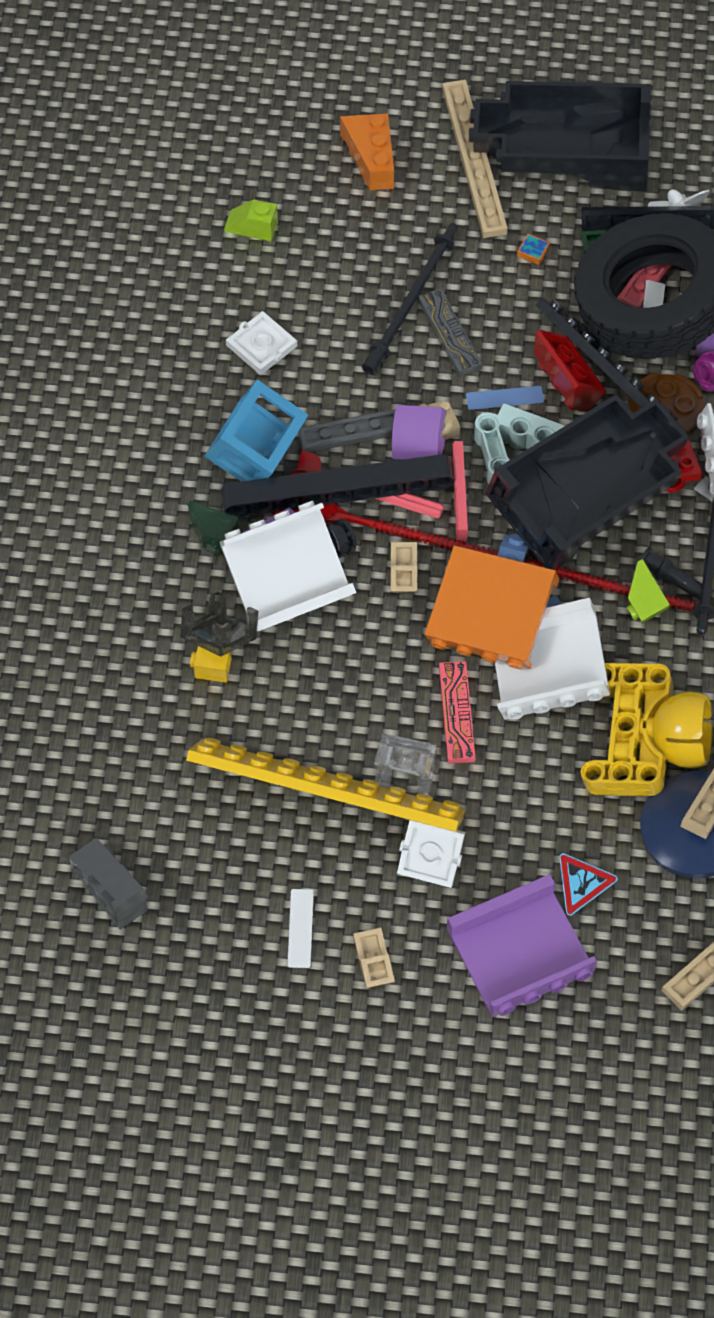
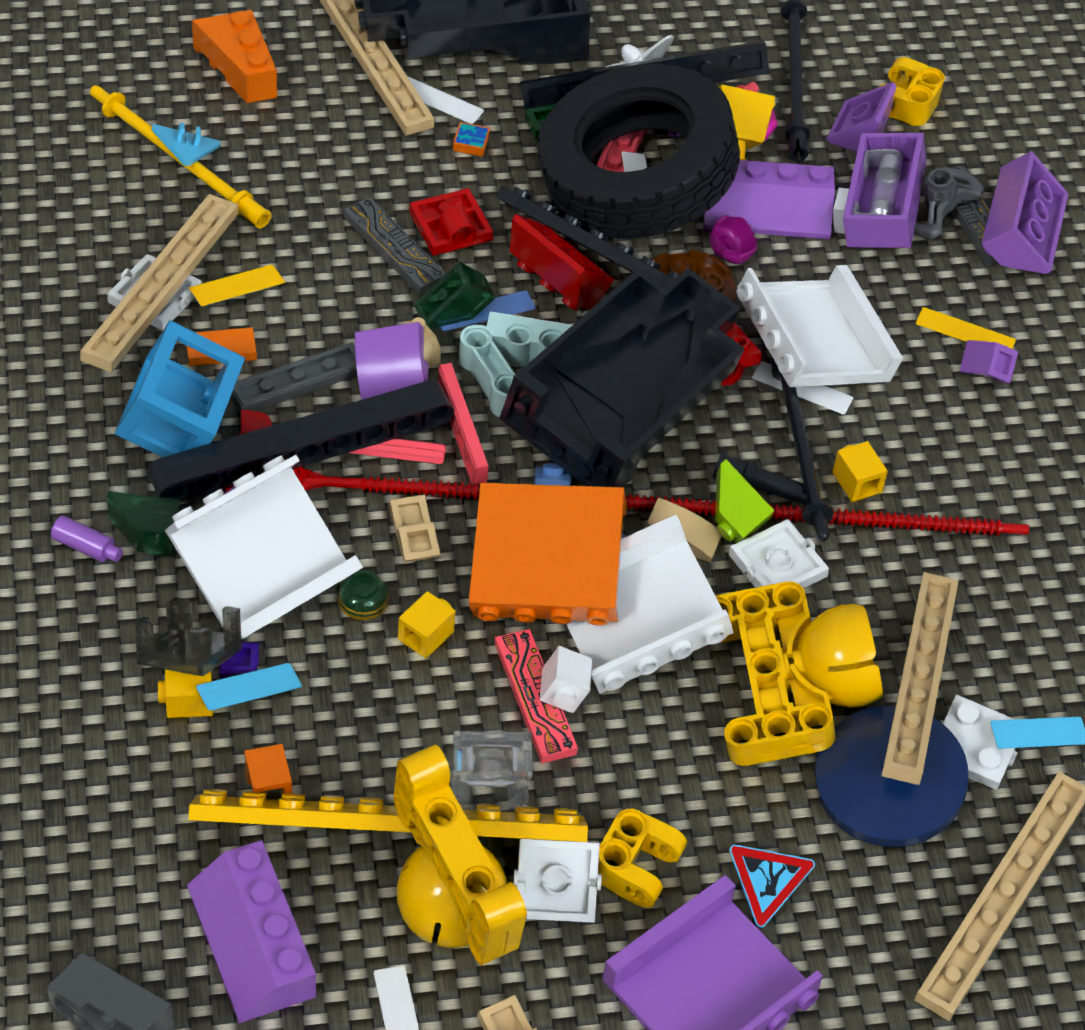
camera: 20 degrees left, 10 degrees down
(167, 533) = (85, 540): none -> medium lavender cylinder
(213, 846) = (252, 933): none -> medium lavender slope
(252, 732) = (268, 769): none -> orange panel
(253, 220) = (108, 152): lime slope -> none
(254, 667) = (248, 686): none -> medium azure sticker
(256, 649) = (242, 662): none -> dark purple tile
(264, 338) = (158, 283): none -> tan plate
(303, 395) = (237, 340): none -> orange tile
(311, 222) = (186, 146): none -> medium azure piece
(323, 347) = (236, 285): none -> yellow sticker
(340, 537) = (325, 502): black wheel -> none
(342, 277) = (115, 106): none -> yellow bar
(354, 613) = (363, 596): none -> clear green piece
(354, 836) = (451, 873): none -> yellow beam
(379, 351) = (311, 277): black bar -> none
(392, 643) = (426, 624): none -> yellow brick
(479, 706) = (566, 679): none -> white brick
(482, 385) = (455, 297): none -> clear green slope
(497, 319) = (450, 221): none -> red plate
(508, 834) = (650, 836): none -> yellow piece
(521, 211) = (446, 102): none -> white sticker
(608, 607) = (699, 533): none -> tan slope
(666, 641) = (778, 557): none -> white plate

